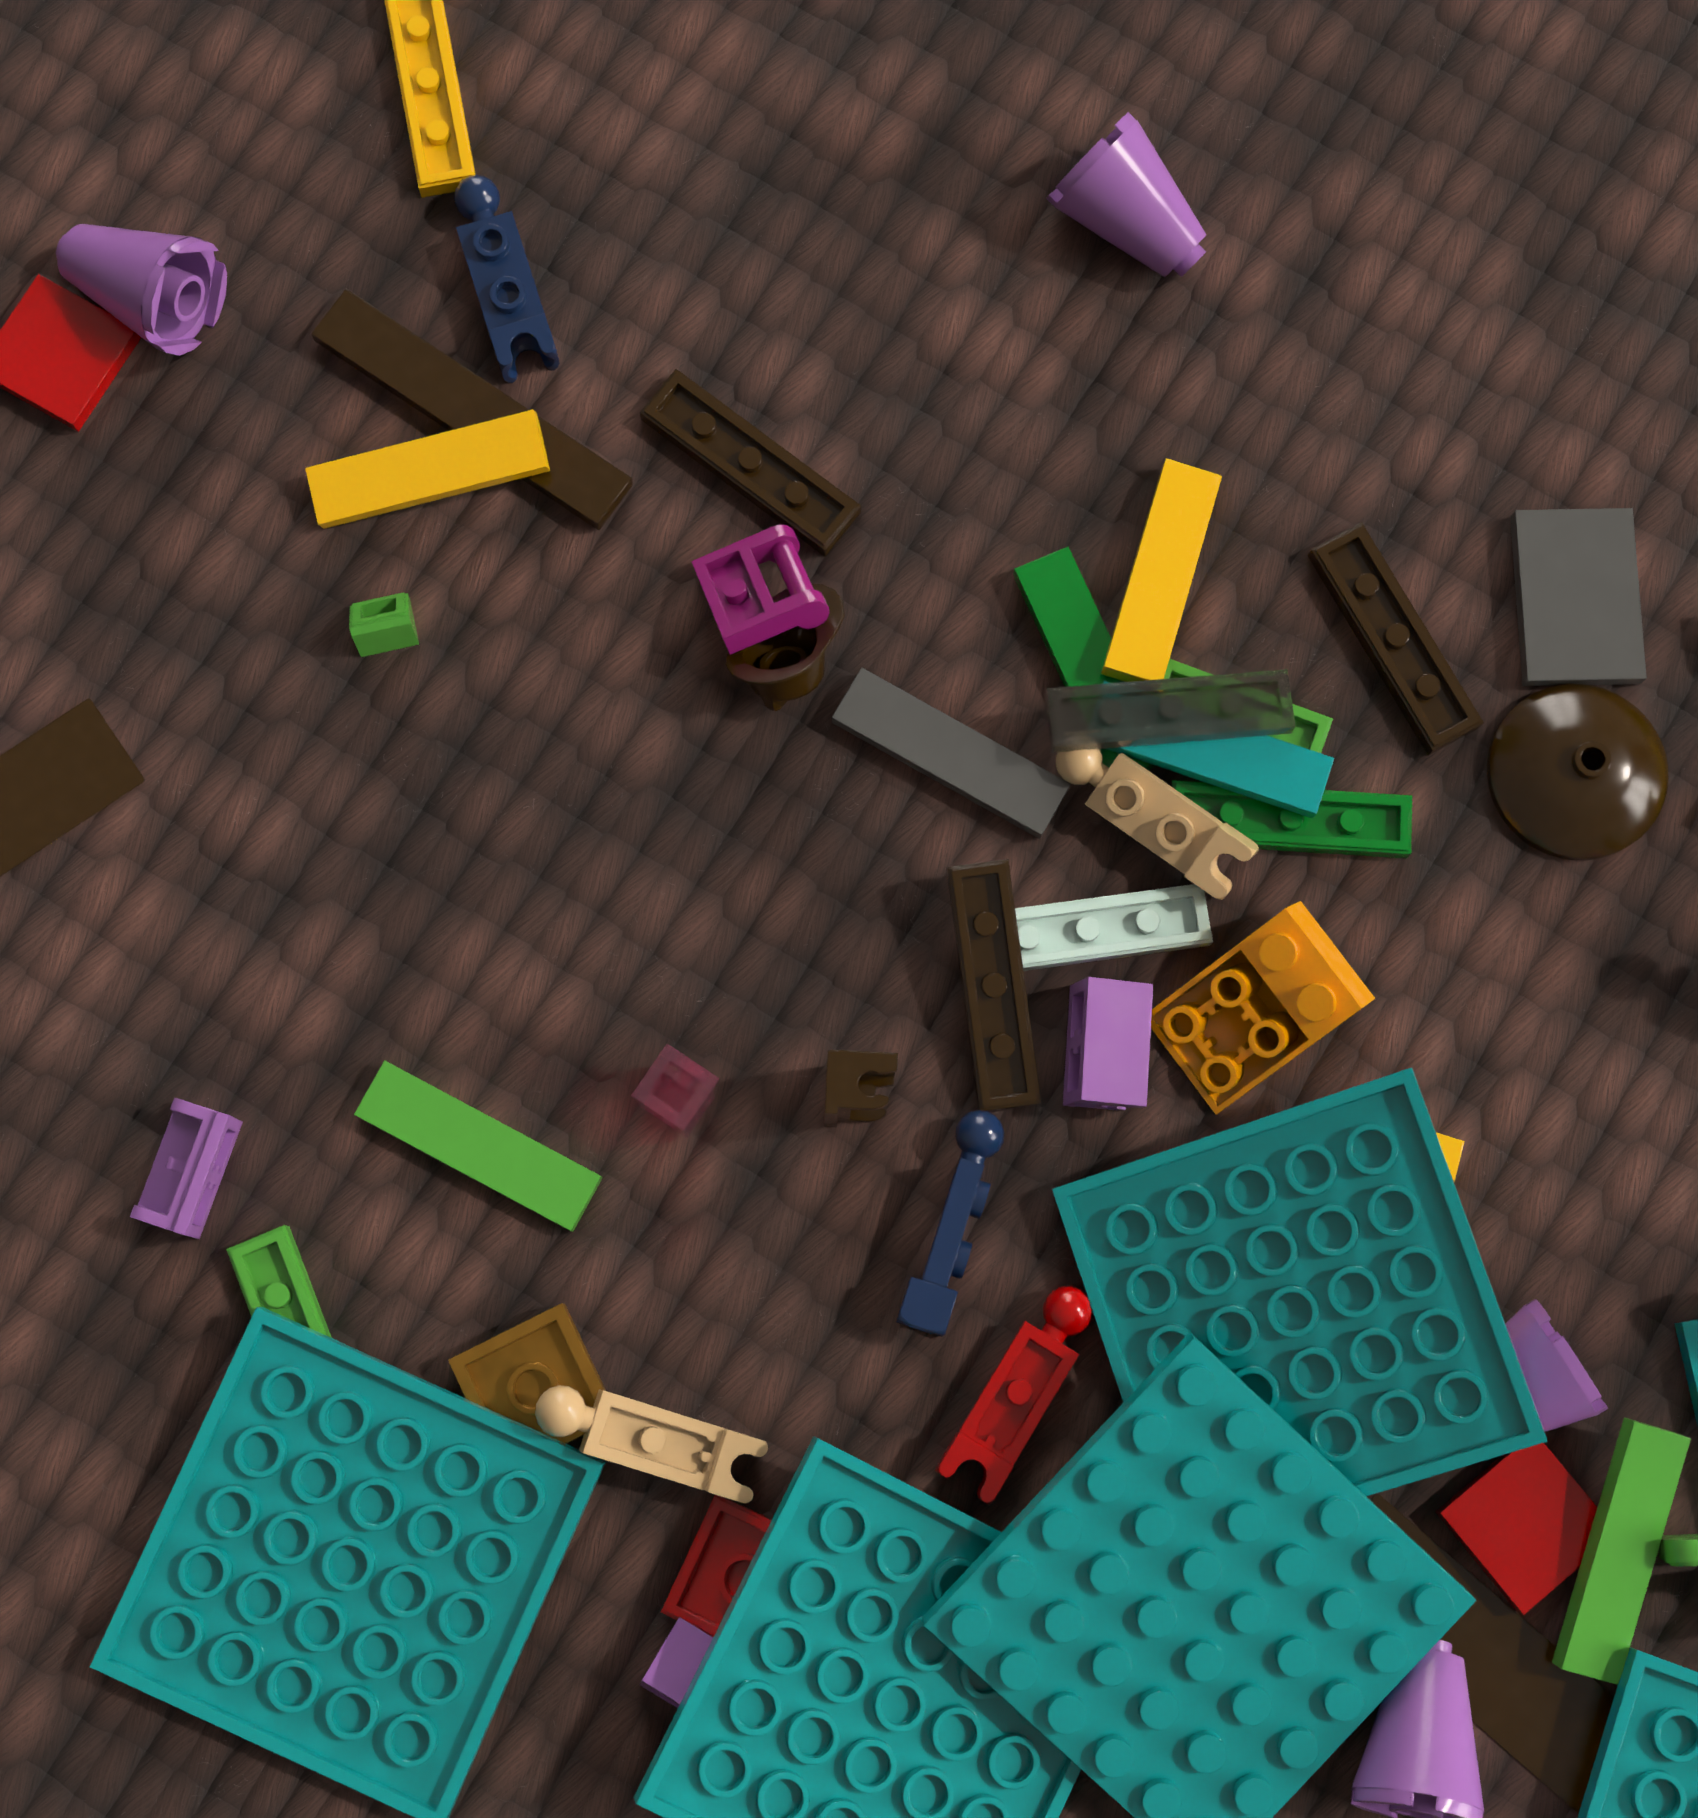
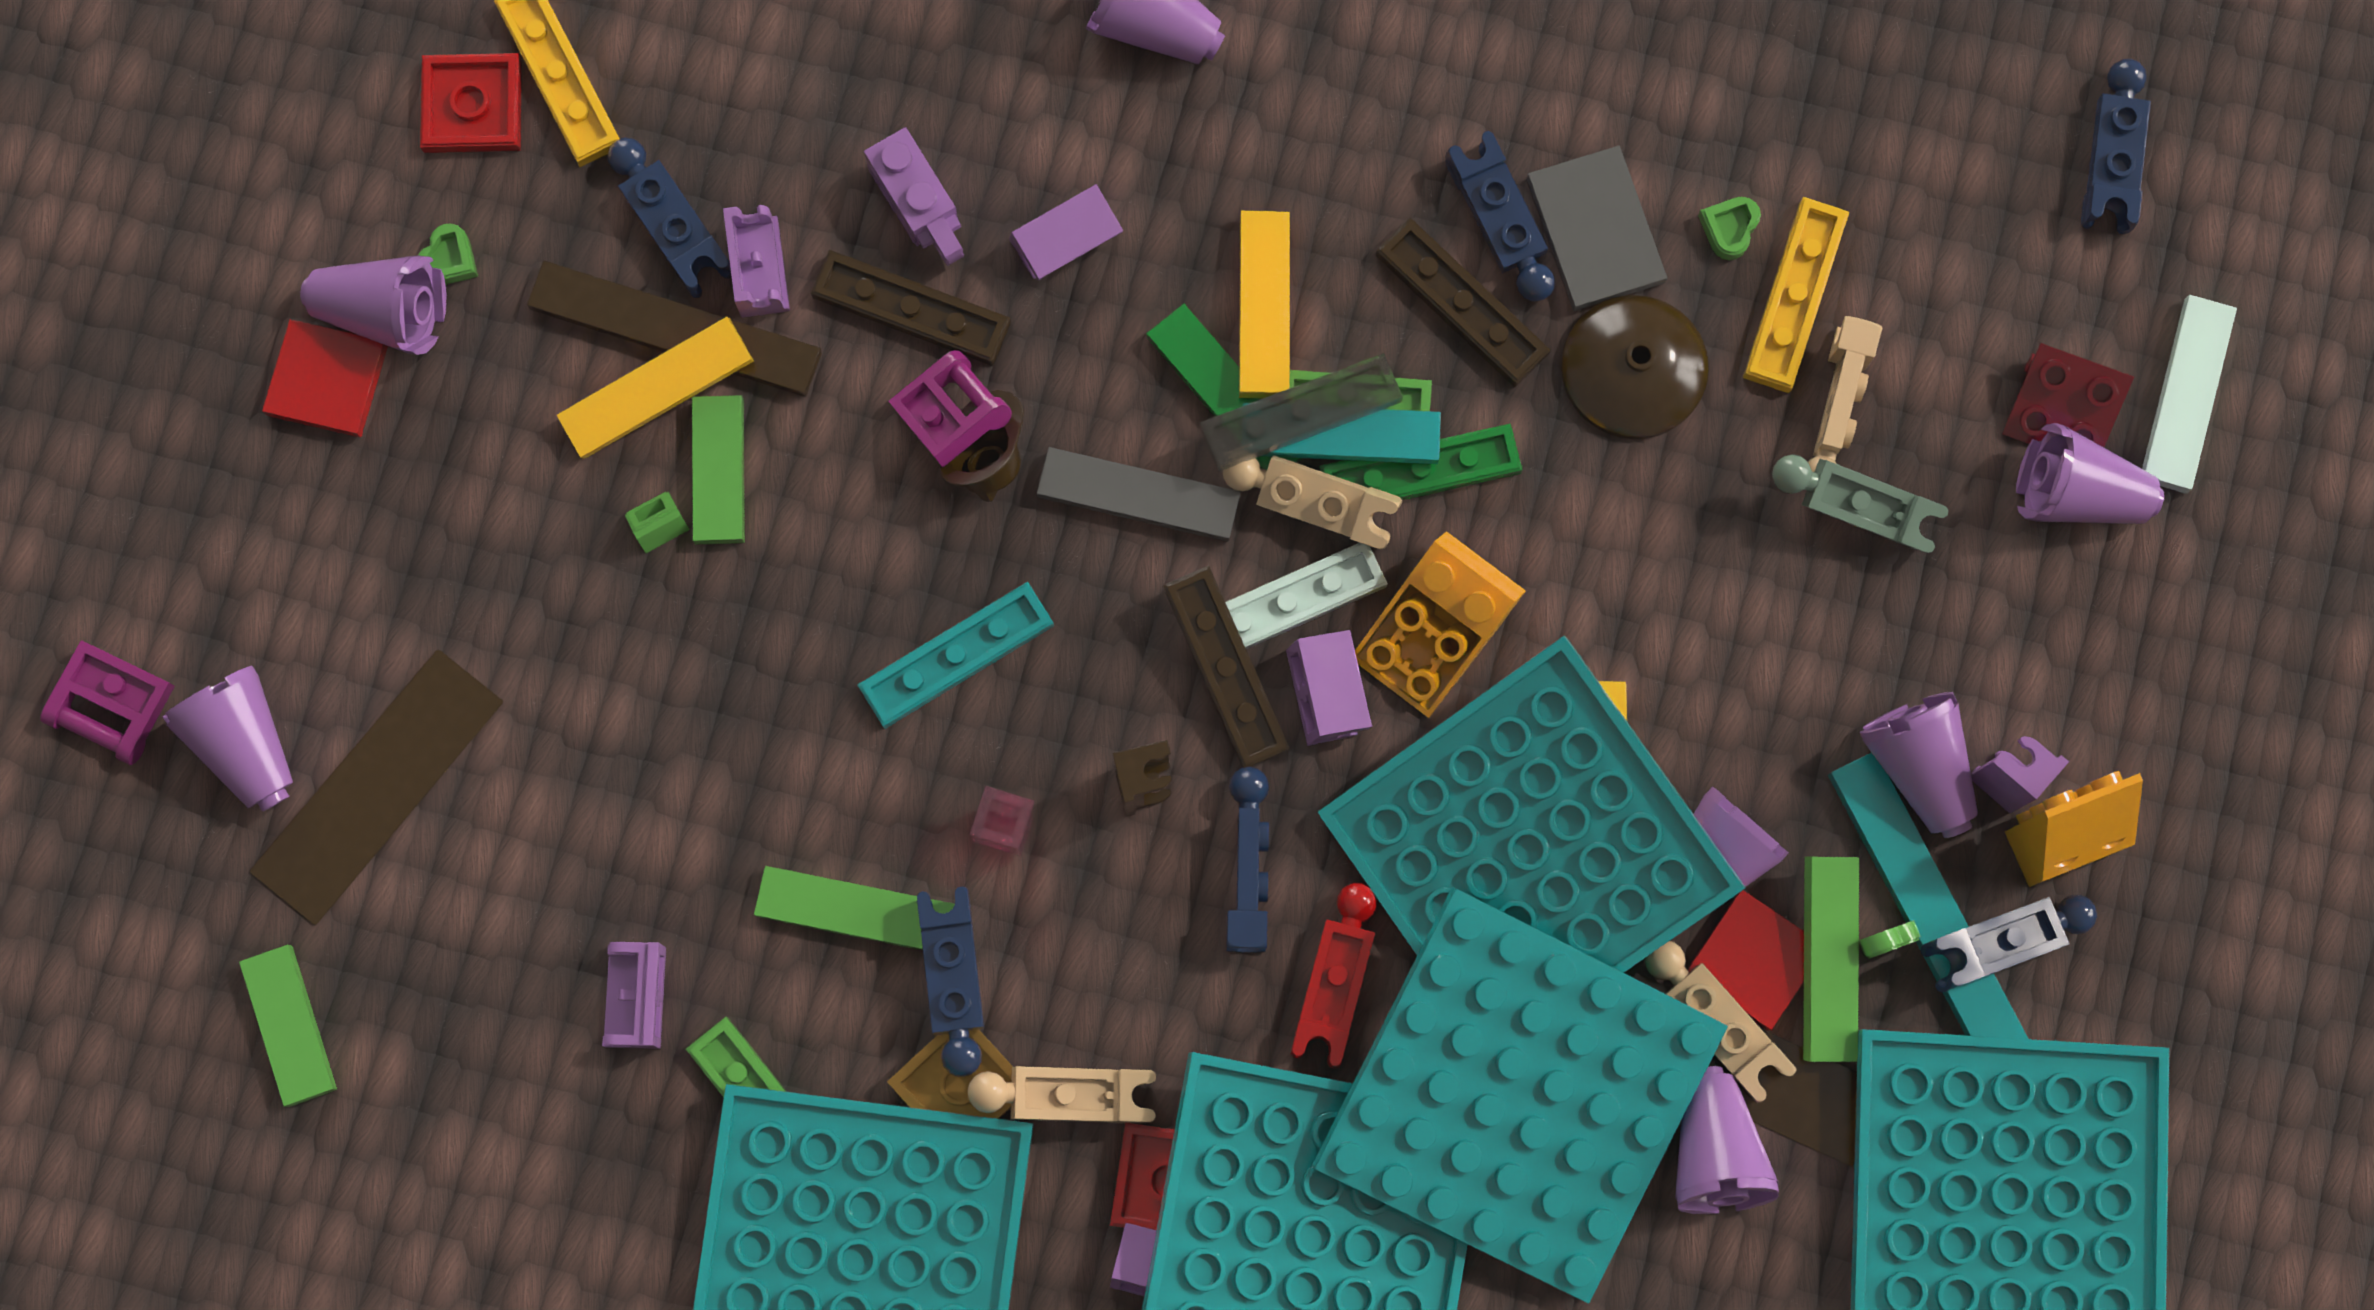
camera: 15 degrees left, 0 degrees up
(245, 252) = (451, 253): none -> bright green tile
(320, 90) = (471, 103): none -> red tile
(472, 584) = (718, 469): none -> bright green tile
(560, 1262) = (952, 980): none -> dark blue plate
(587, 358) = (756, 262): none -> medium lavender hinge
(681, 878) = (956, 655): none -> teal tile
(793, 331) = (915, 194): none -> medium lavender hinge
(954, 425) = (1065, 232): none -> medium lavender hinge
(1471, 550) = (1502, 216): none -> dark blue plate
(1488, 1628) = (1744, 1045): none -> tan plate

